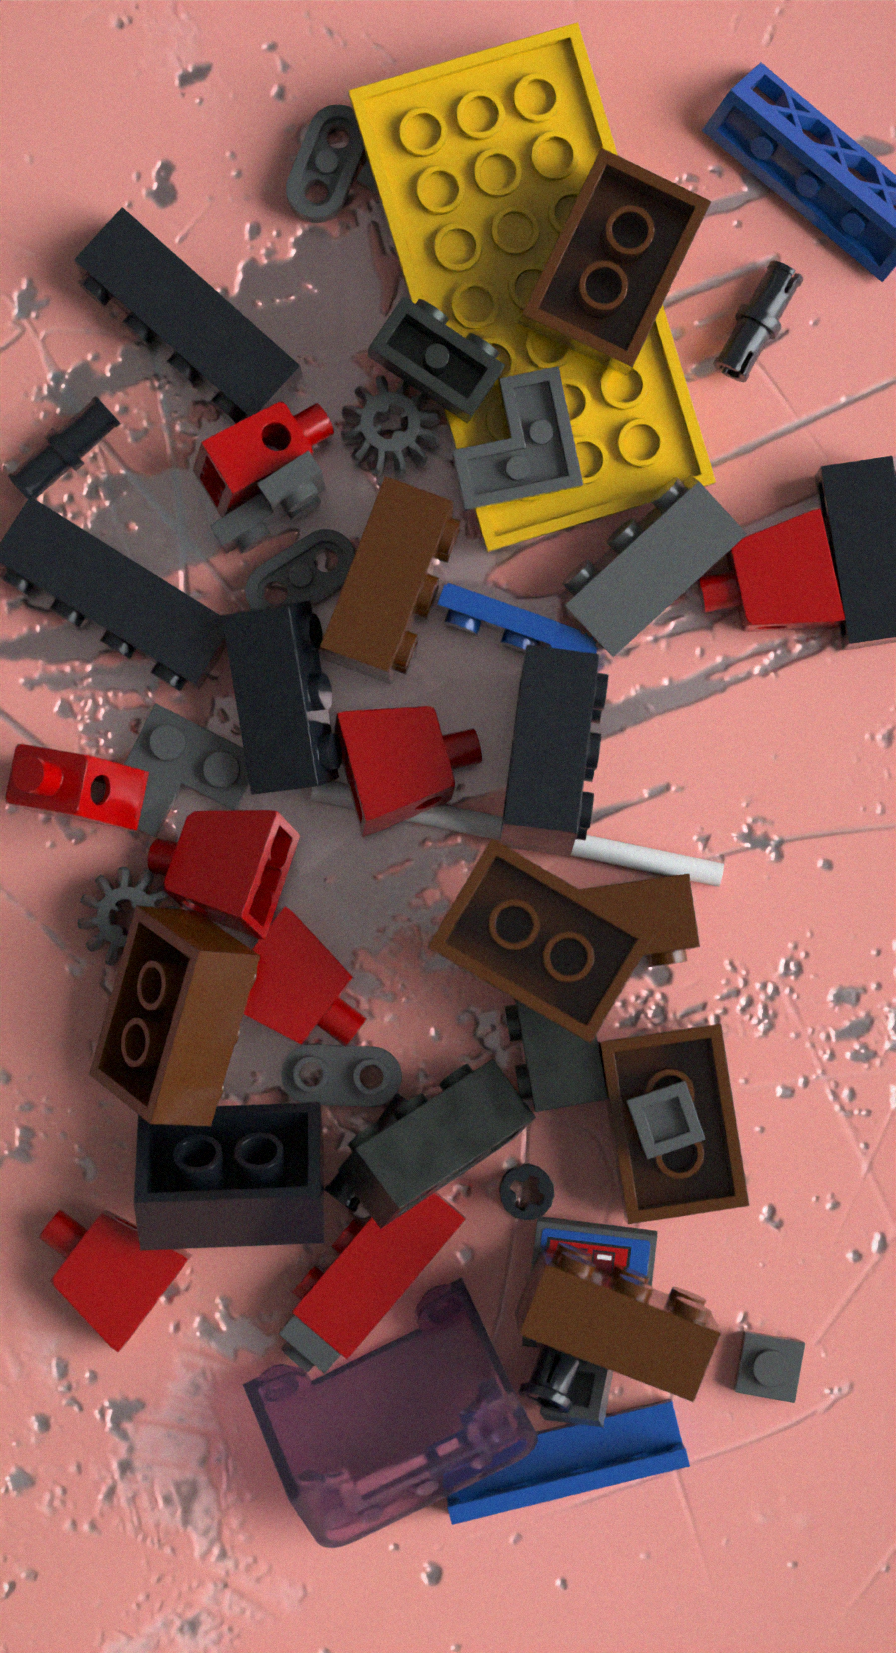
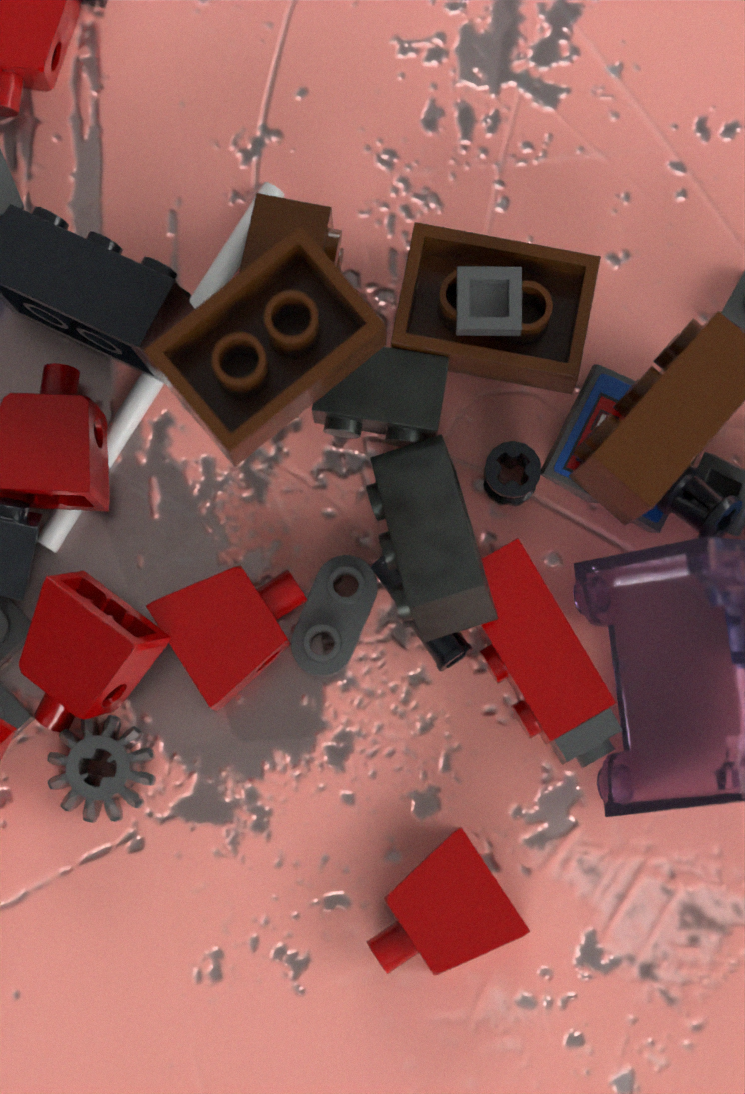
camera: 65 degrees left, 5 degrees down
(174, 1016) = (212, 751): reddish brown brick -> none
(234, 1182) = (394, 753): black brick -> none

